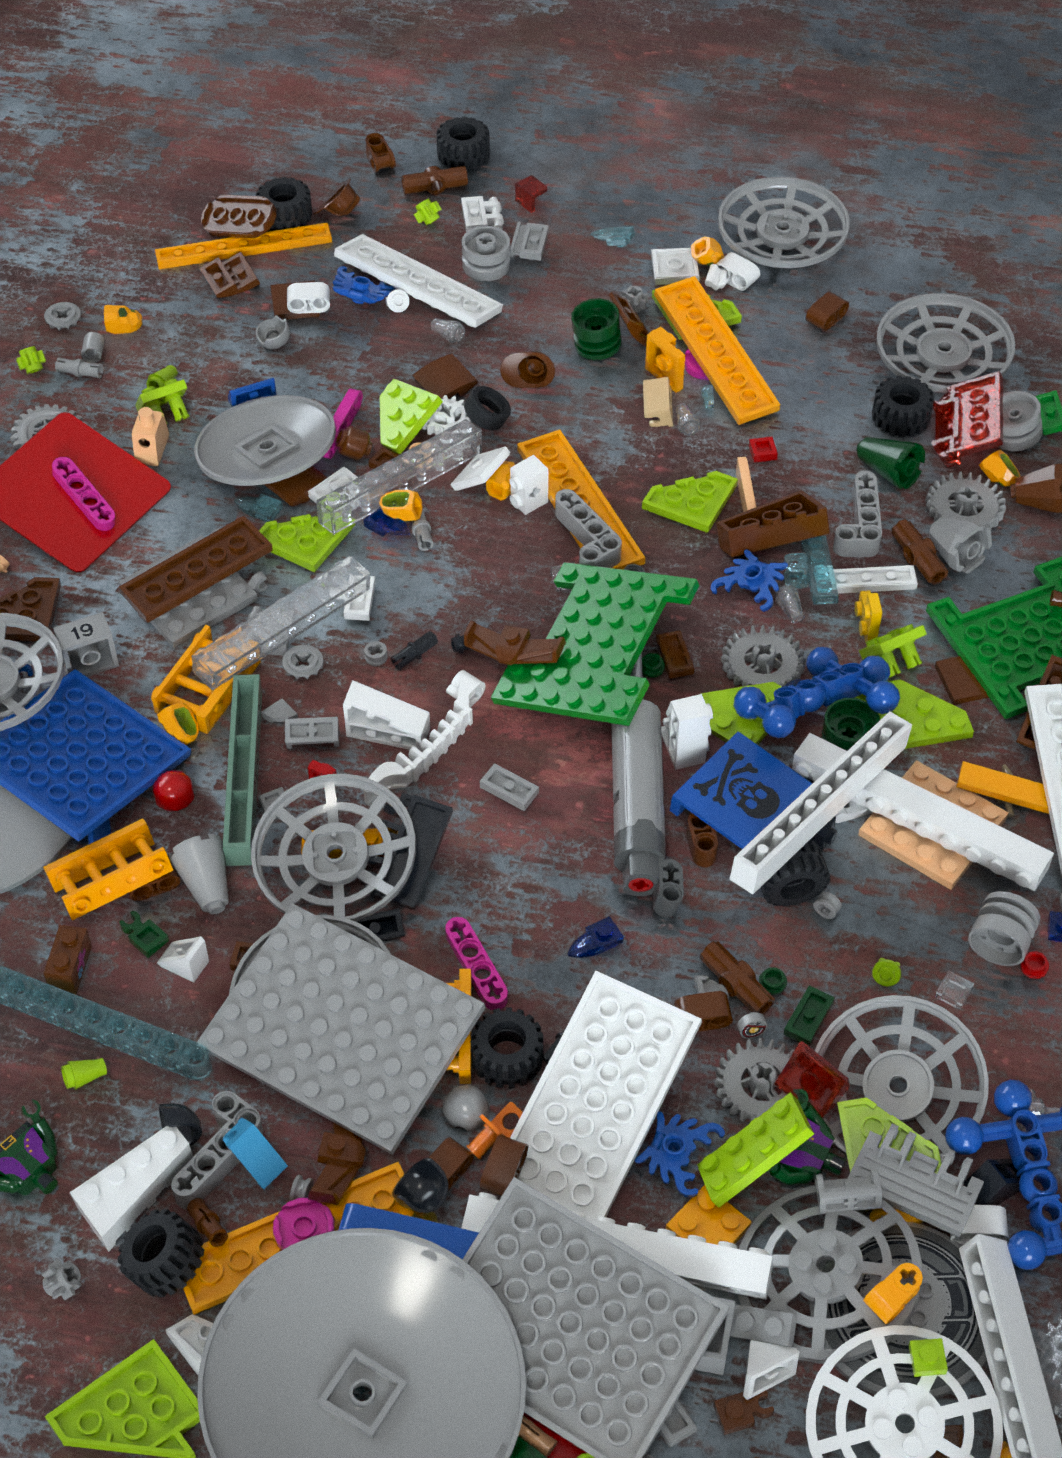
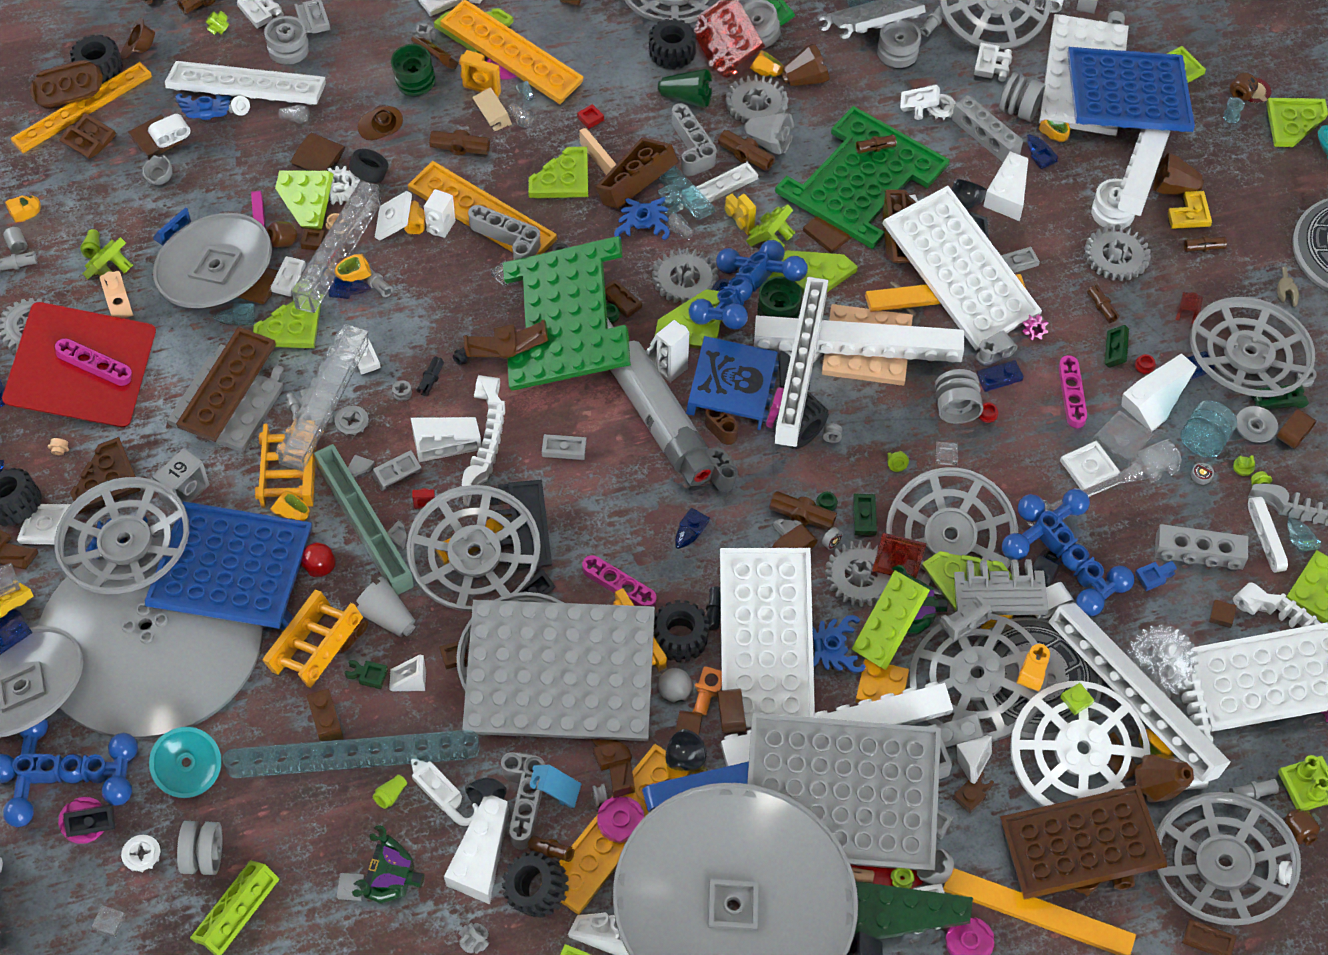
camera: 30 degrees left, 5 degrees up
(134, 1095) = (440, 790): none -> white plate
(602, 422) = (459, 142): none -> reddish brown piece

